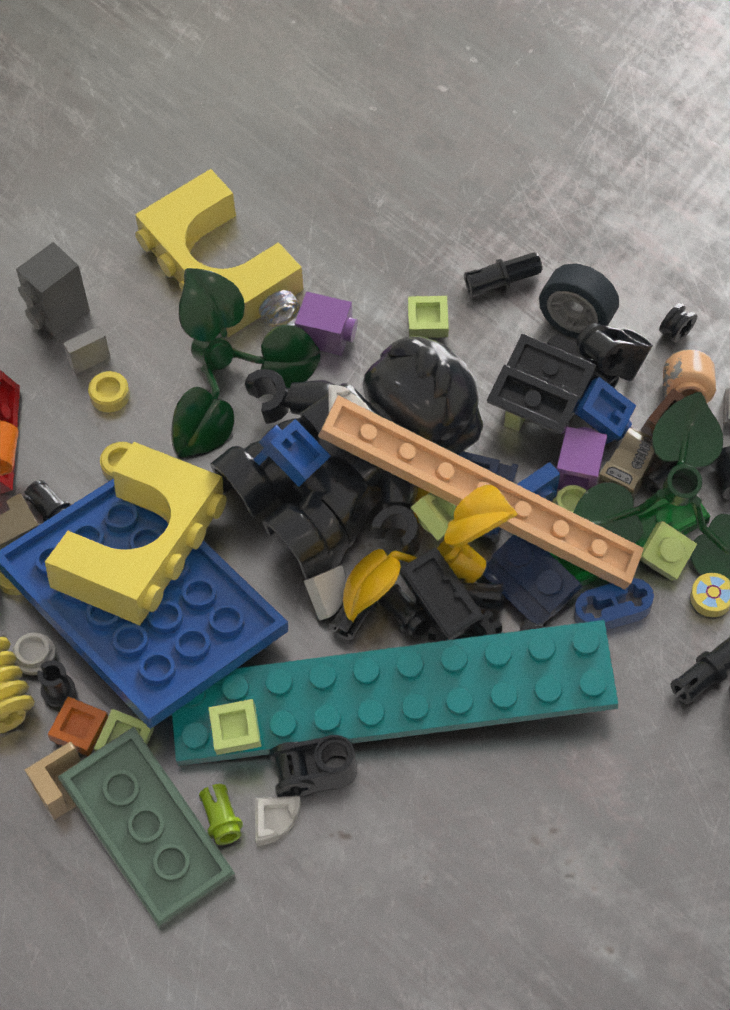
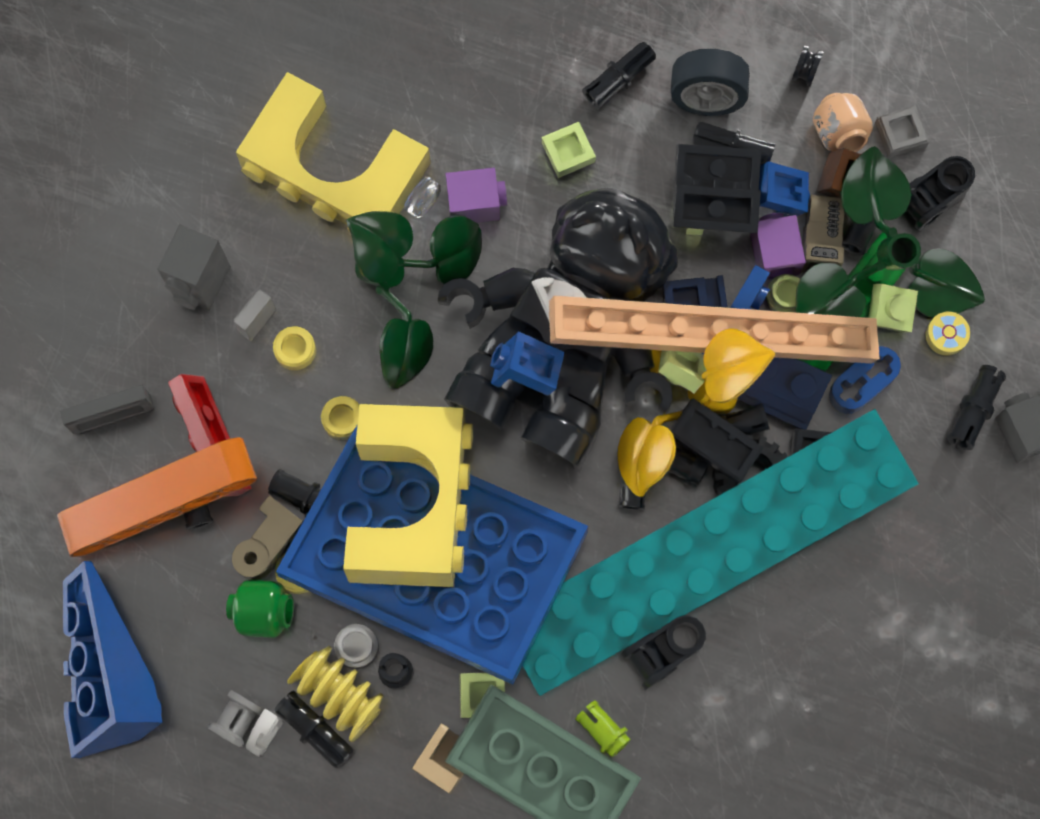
camera: 25 degrees left, 15 degrees up
(78, 724) = (434, 700): orange plate -> none
(234, 727) = (587, 648): yellowish green plate -> none
(275, 817) = (650, 709): white tile -> none
(327, 591) = (600, 472): white tile -> none
(614, 349) = (766, 121): black piece -> none

